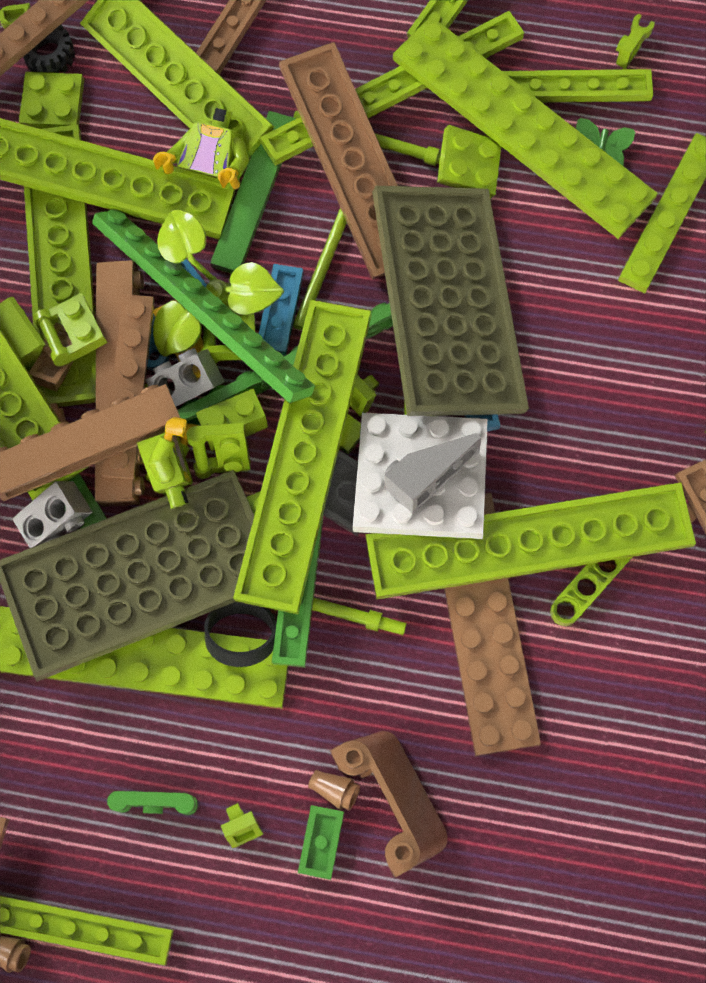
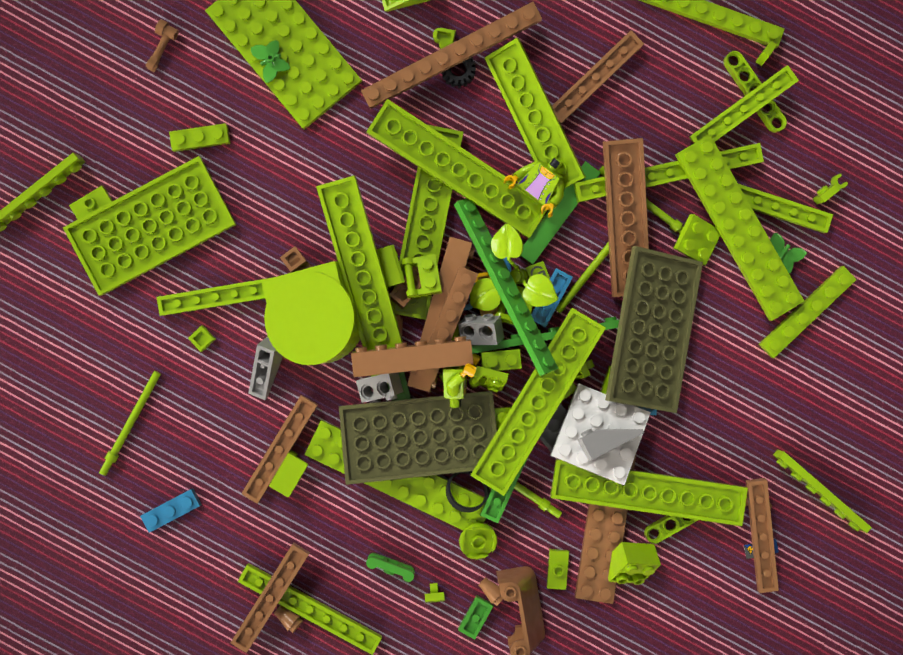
camera: 10 degrees right, 15 degrees up
(51, 99) = (450, 106): lime plate -> none
(284, 712) = (478, 541): none -> lime tile
(431, 718) = (557, 569): none -> lime plate
(546, 662) = (633, 563): none -> lime slope

